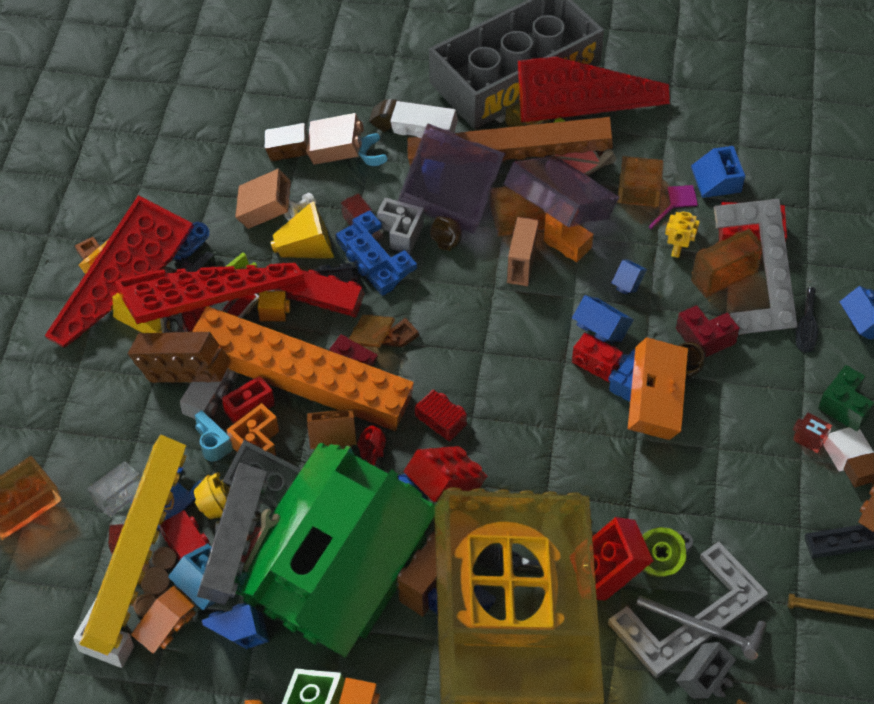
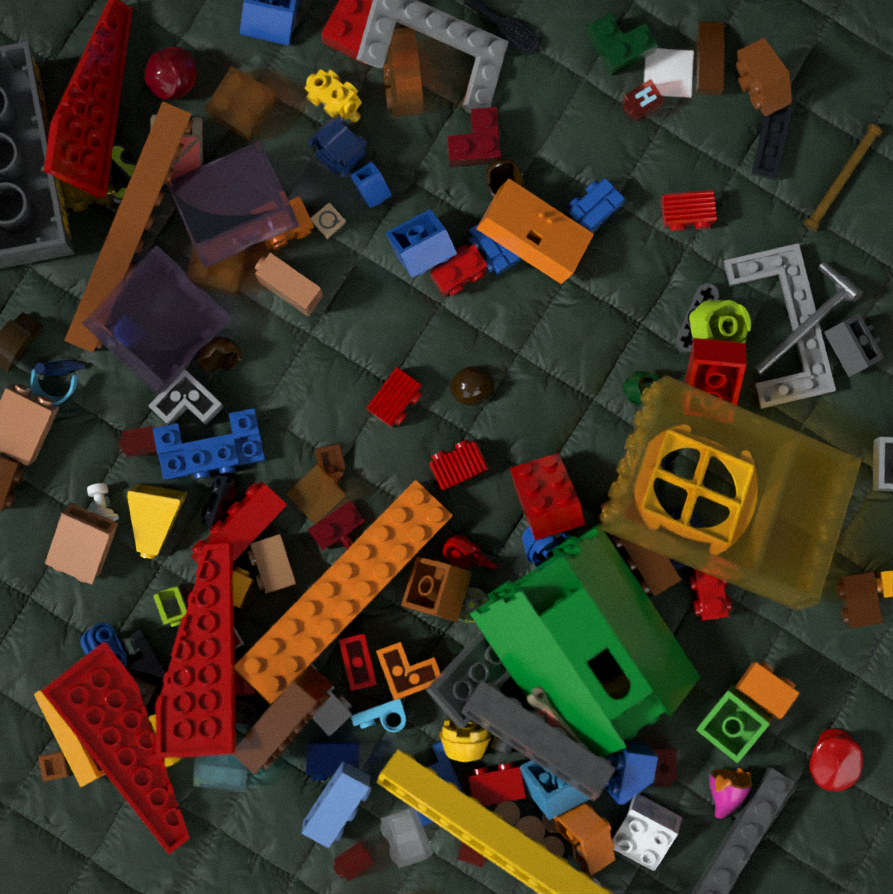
camera: 75 degrees left, 30 degrees up
(83, 460) = (352, 861): none -> clear red brick
(120, 339) = (220, 772): none -> clear light blue brick
(124, 425) = (336, 805): none -> medium blue brick
(161, 415) = (325, 758): none -> clear blue brick
(190, 670) = (646, 832): none -> white bracket
(259, 668) = (667, 756): none -> clear red brick
(303, 321) = (272, 564): none -> medium nougat brick
(386, 150) = (57, 367): none -> dark blue bar
(413, 118) = (60, 314): white brick -> none
(419, 642) = (709, 596): none -> red brick
(473, 353) = (394, 398): none -> red brick
(511, 402) = (472, 385): none -> dark brown hair
(586, 266) = (328, 220): none -> tan tile
(636, 134) = (171, 73): none -> dark red piece
(646, 245) = (338, 146): none -> dark blue brick
(679, 197) = (275, 67): magenta piece -> none
(704, 431) = (596, 205): none -> blue brick
(744, 499) = (688, 210): none -> red brick

